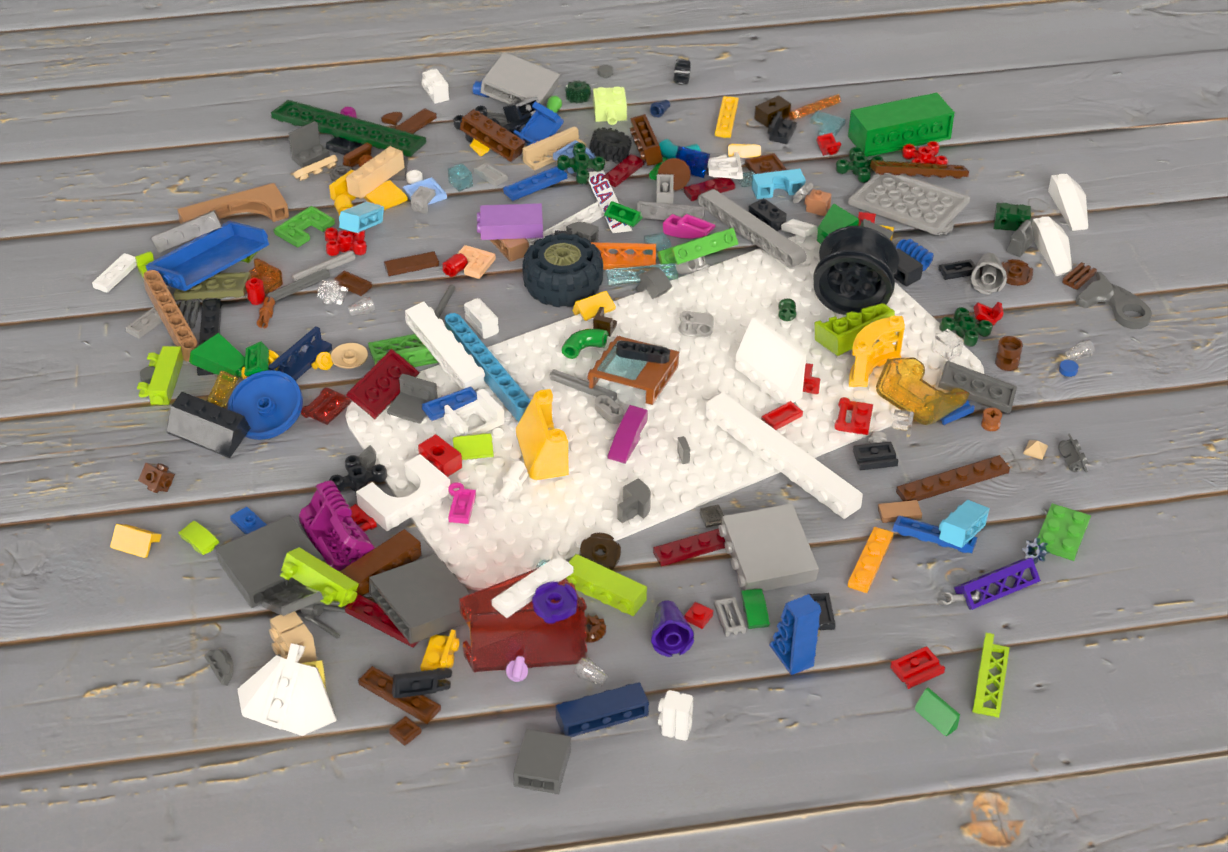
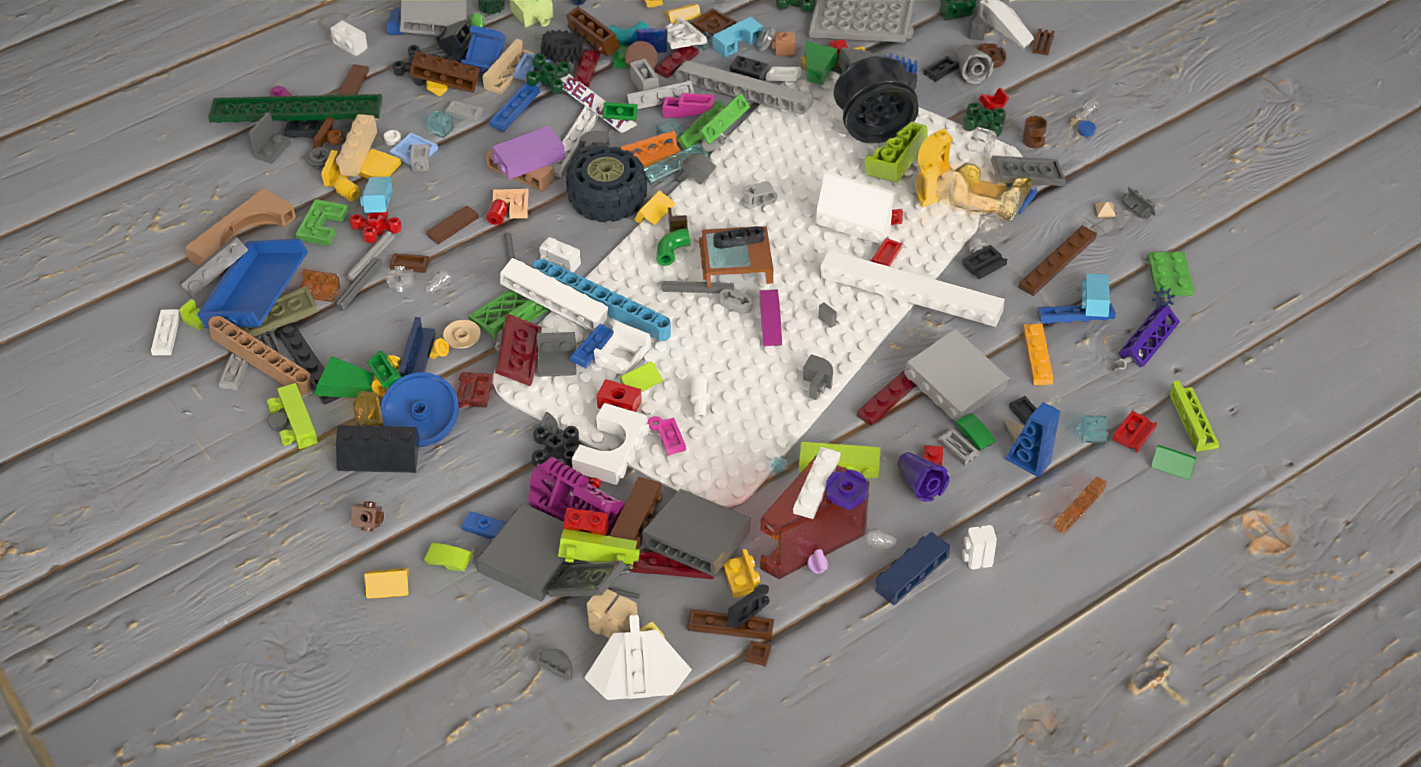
camera: 25 degrees left, 5 degrees up
(255, 291) = (324, 302): red brick -> none
(265, 312) = (347, 320): dark orange pin -> none
(316, 168) = (289, 159): tan plate -> none
(324, 549) = (586, 521): none -> red brick
(392, 118) = (326, 84): reddish brown tile -> none
(542, 449) = (700, 352): yellow windscreen -> none
(542, 761) = (894, 631): dark grey brick -> none
(607, 544) = (816, 422): dark brown plate -> none
(711, 515) = (887, 364): clear smoke plate -> none
(787, 309) = (828, 154): dark green wheel -> none
(811, 716) = (1080, 504): none -> clear orange beam
(860, 416) = (951, 230): plate -> none
(875, 649) = (1093, 429): none -> clear light blue brick
(890, 511) = (1030, 304): medium nougat tile -> none
(991, 419) = (1056, 195): dark orange wheel -> none
(1119, 301) = (1089, 52): dark grey animal -> none

